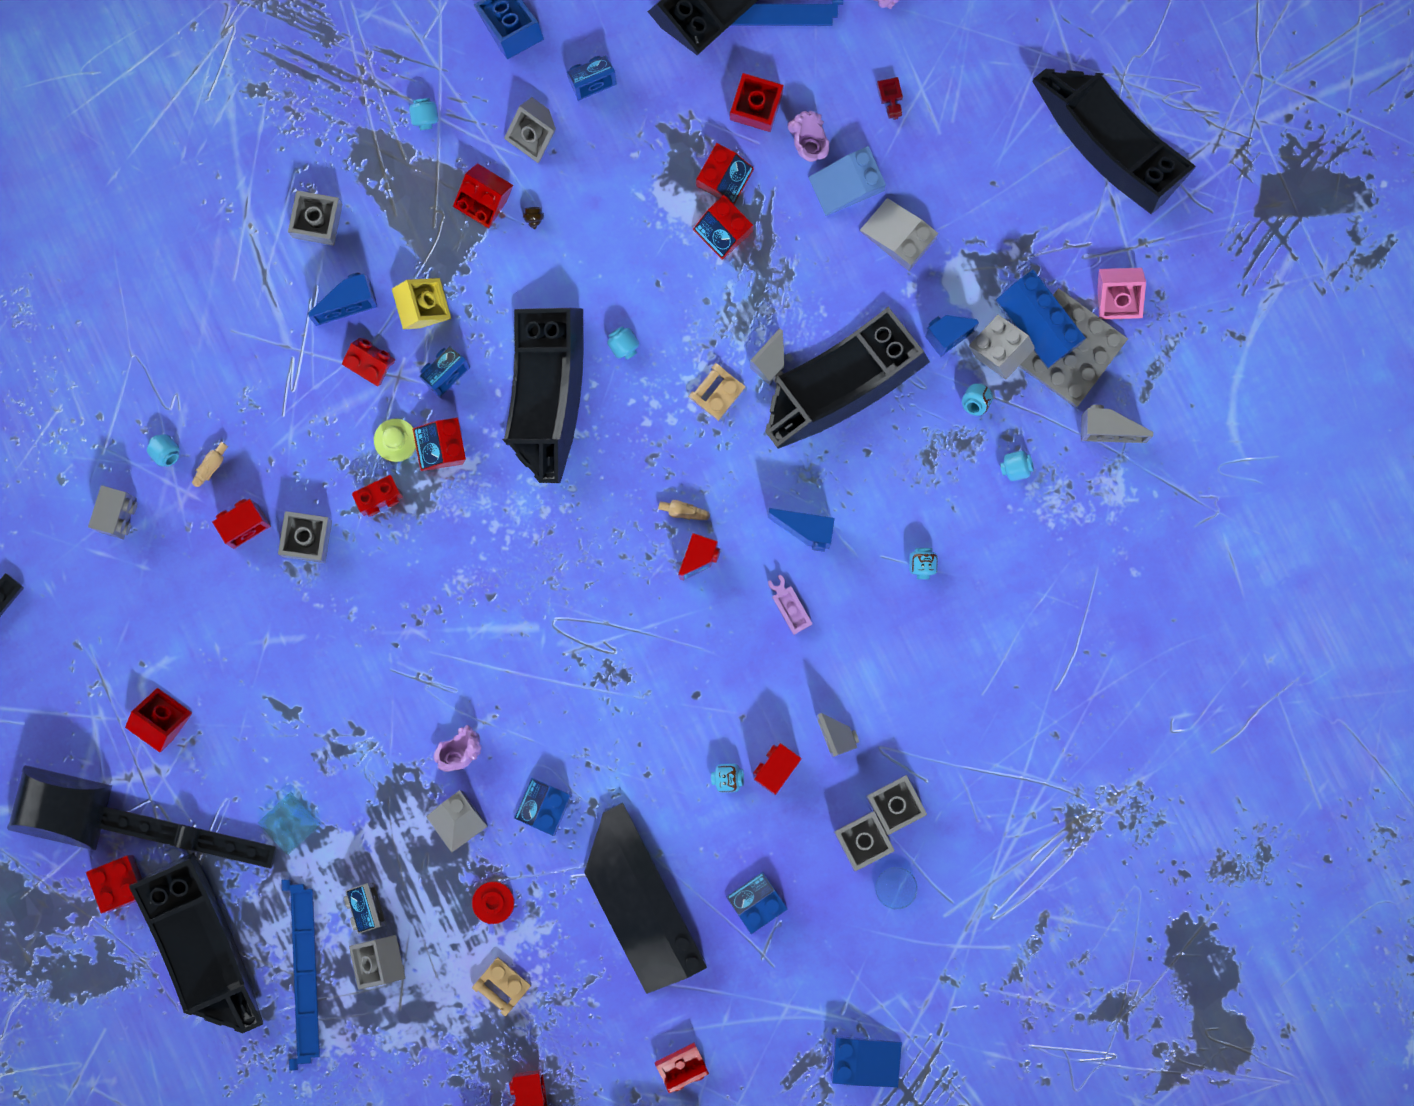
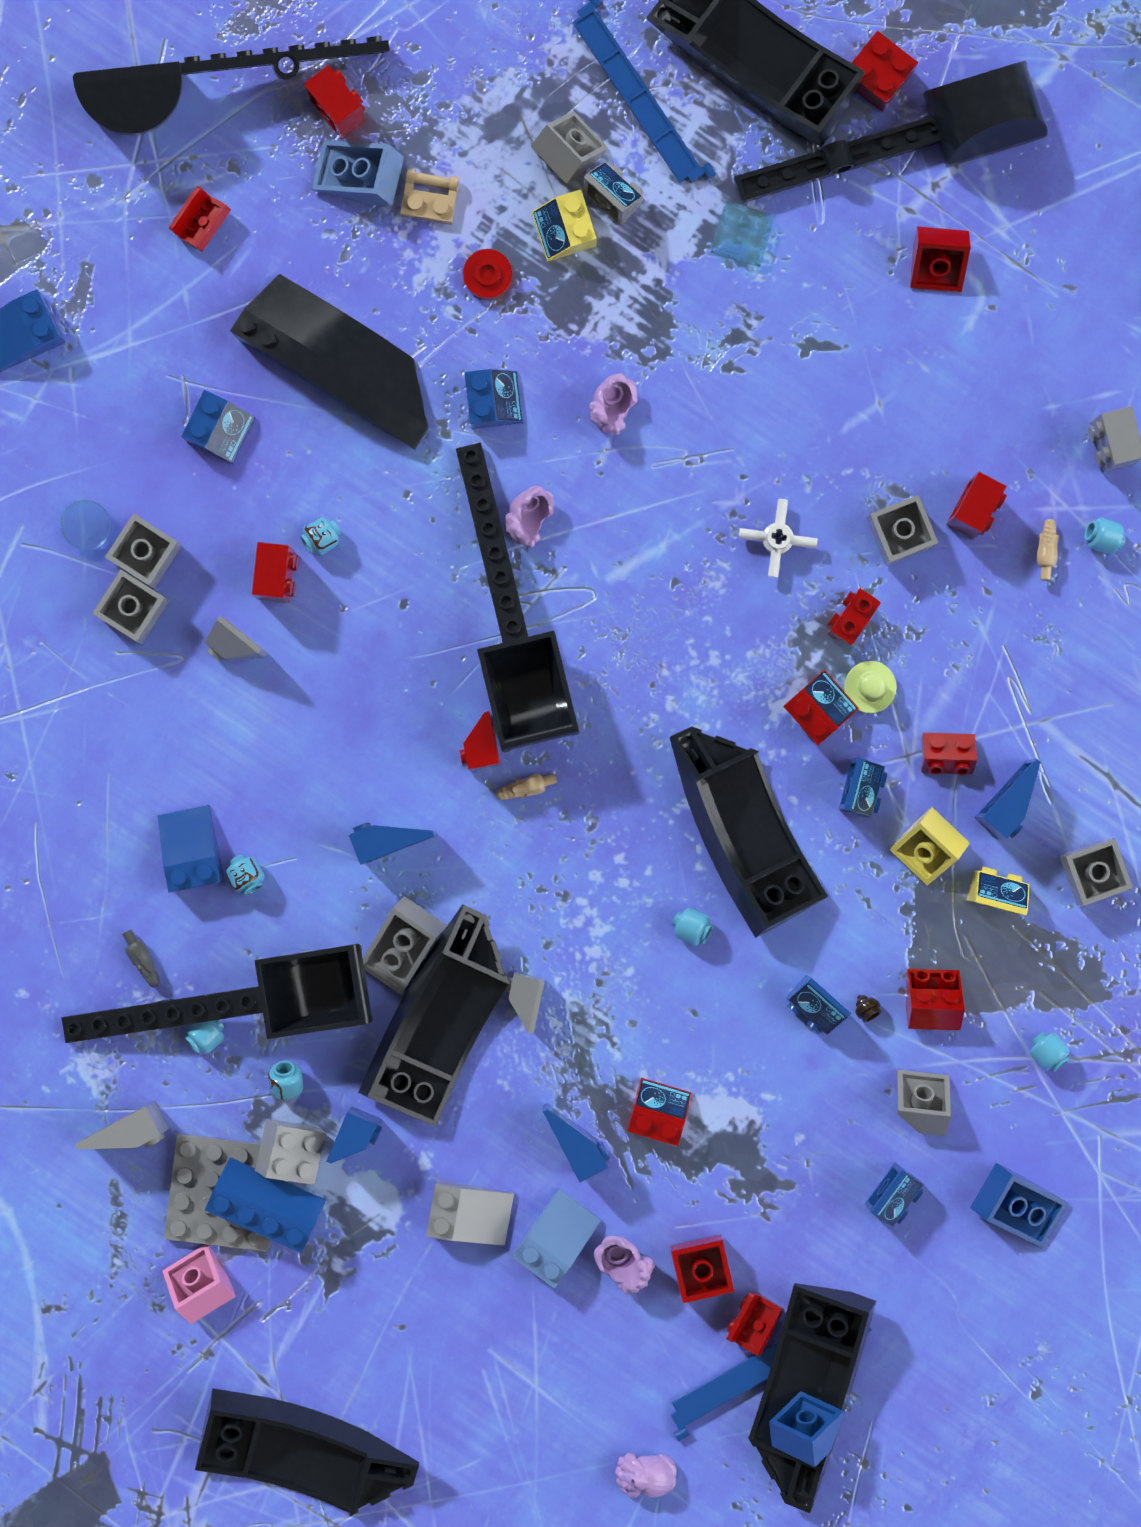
camera: 145 degrees right, 5 degrees up
(389, 586) = (770, 543): none -> white bar
(391, 242) = (999, 892): none -> slope
(415, 904) = (564, 226): none -> slope
(456, 821) = (573, 334): light grey slope -> none
(543, 1035) = (358, 171): none -> medium blue slope
(567, 237) = (817, 1005): none -> slope
(569, 705) = (527, 515): none -> lavender hair
(637, 588) = (523, 672): none -> black plate
(723, 395) = (555, 932): tan plate -> none
(724, 174) = (691, 1170): slope -> none
(741, 45) = (754, 1323): none -> red bracket
(790, 607) = (357, 749): lavender plate -> none
(792, 228) = (580, 1147): none -> blue slope
(838, 448) = (402, 944): none -> light grey slope
(890, 91) = (567, 1363): dark red plate -> none
(935, 454) = (293, 992): none -> black plate
(953, 604) = (189, 849): none -> blue slope
(1033, 549) = (141, 958): none -> dark grey piece

